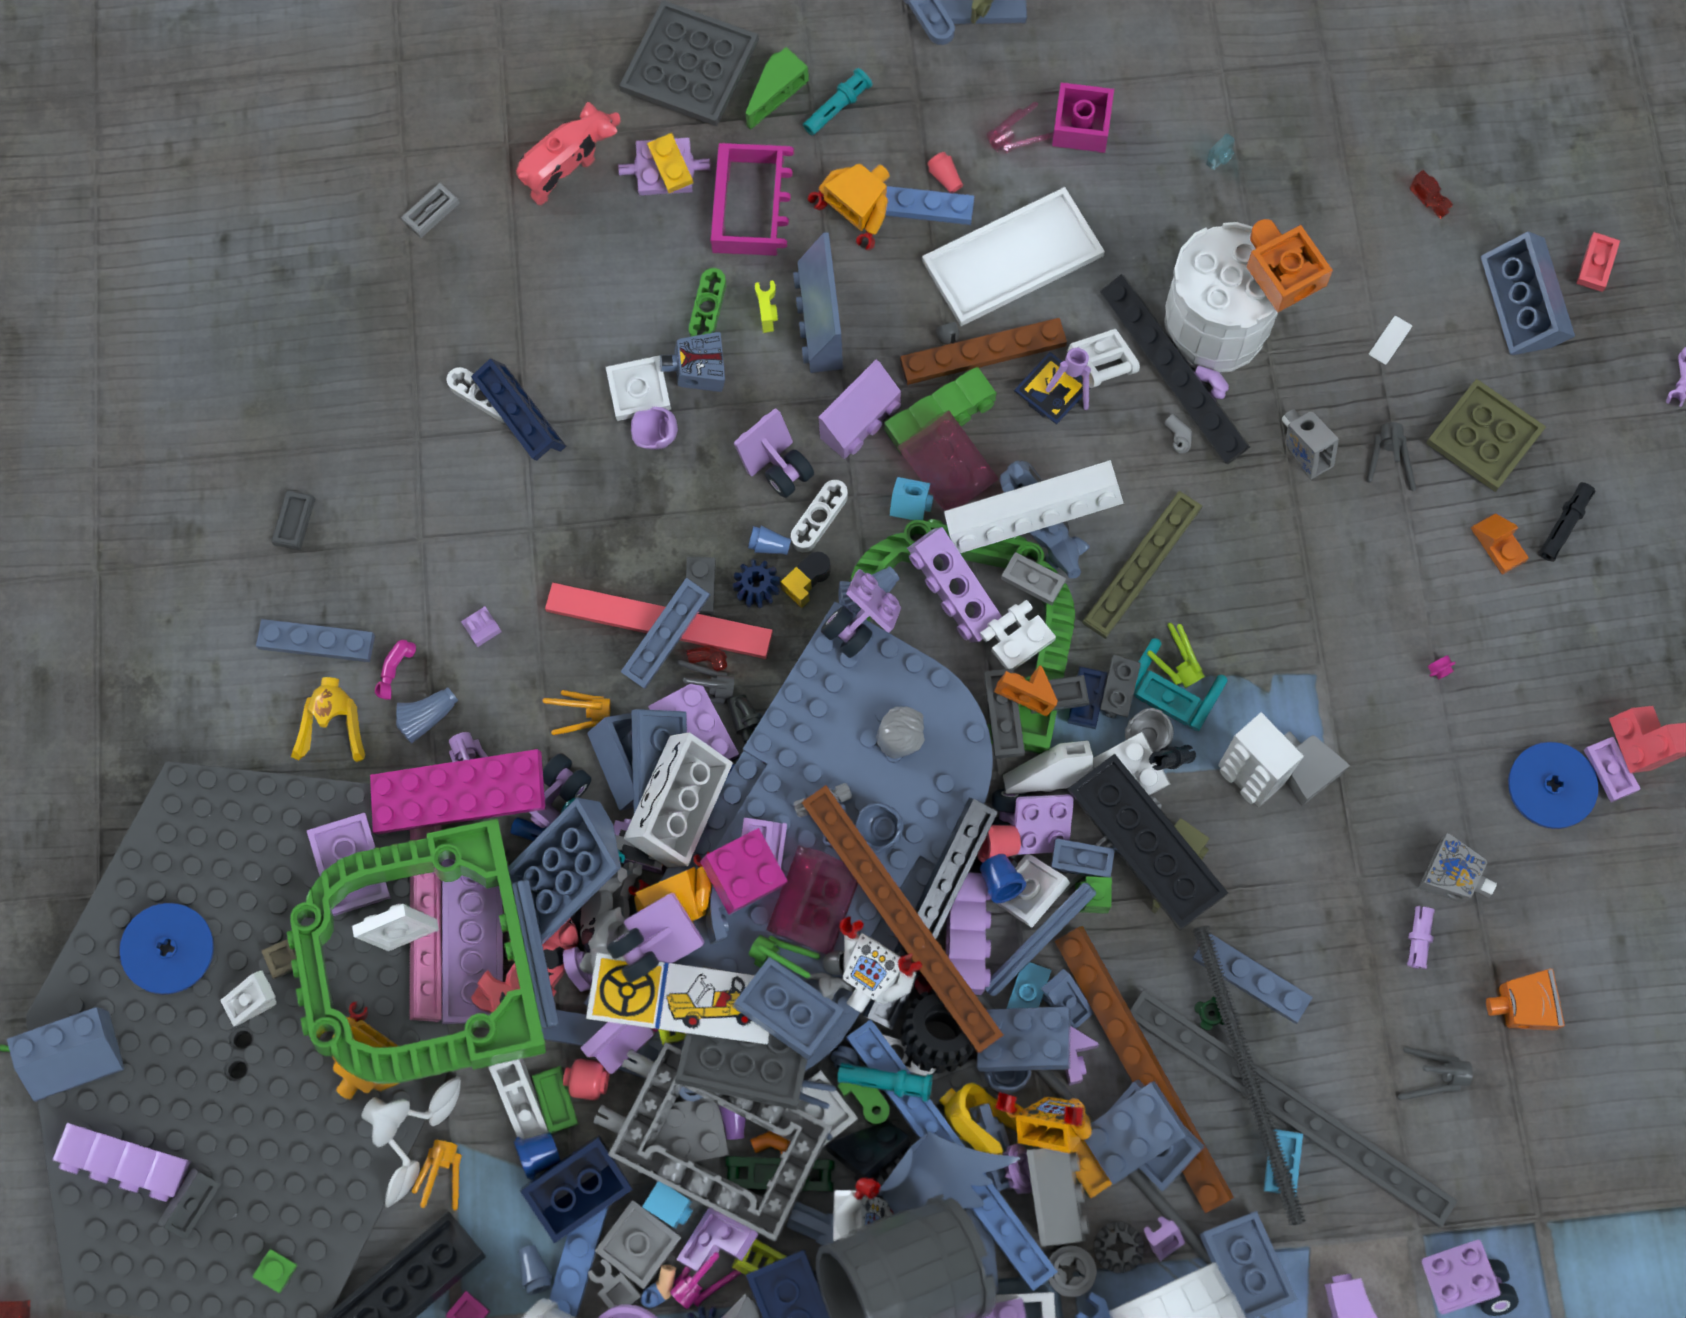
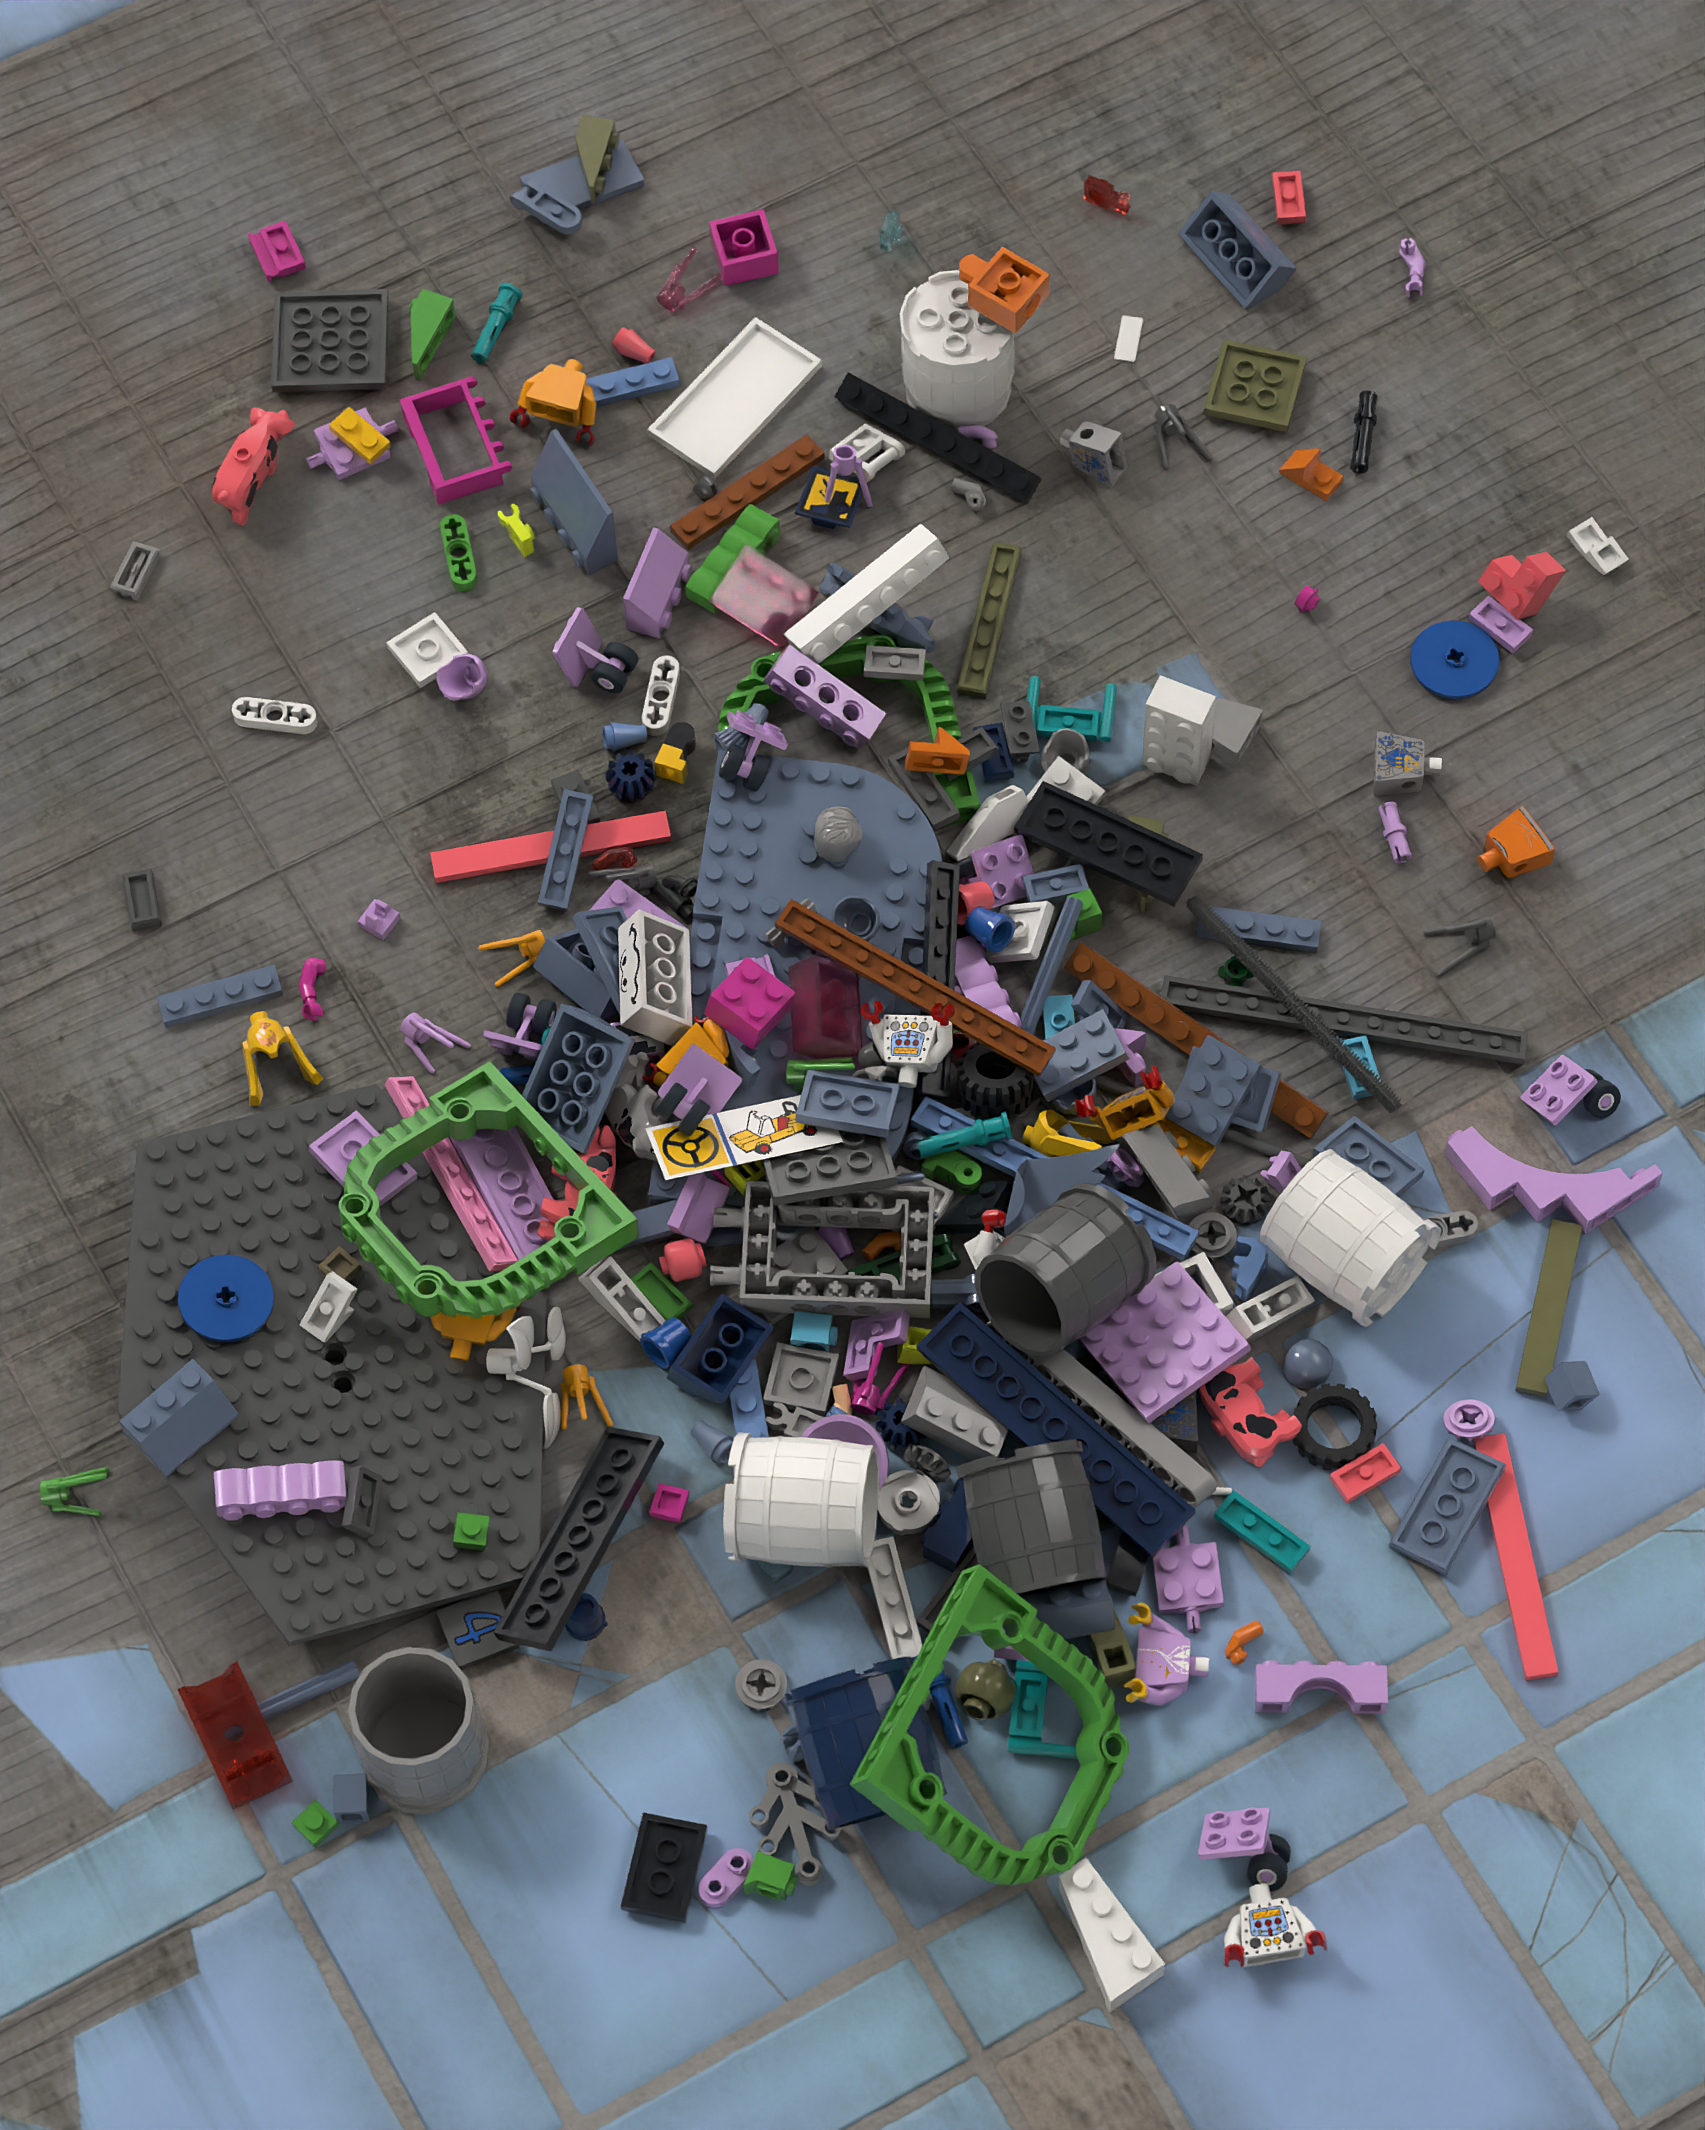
camera: 25 degrees left, 10 degrees down
(395, 927) = (440, 1189): white plate -> none
(419, 717) = (360, 1019): sand blue piece -> none
(457, 791) = (437, 1055): dark pink plate -> none
(517, 409) = (317, 712): dark blue fence -> none
(535, 954) = (571, 1139): sand blue axle -> none
(572, 960) = (635, 1171): lavender plate -> none
(697, 362) = (476, 603): sand blue torso -> none
(910, 499) = (743, 644): medium azure brick -> none
(1022, 643) = (912, 722): white plate -> none
(1172, 757) = (1097, 767): black pin -> none
(1188, 671) = (1077, 689): lime plant -> none

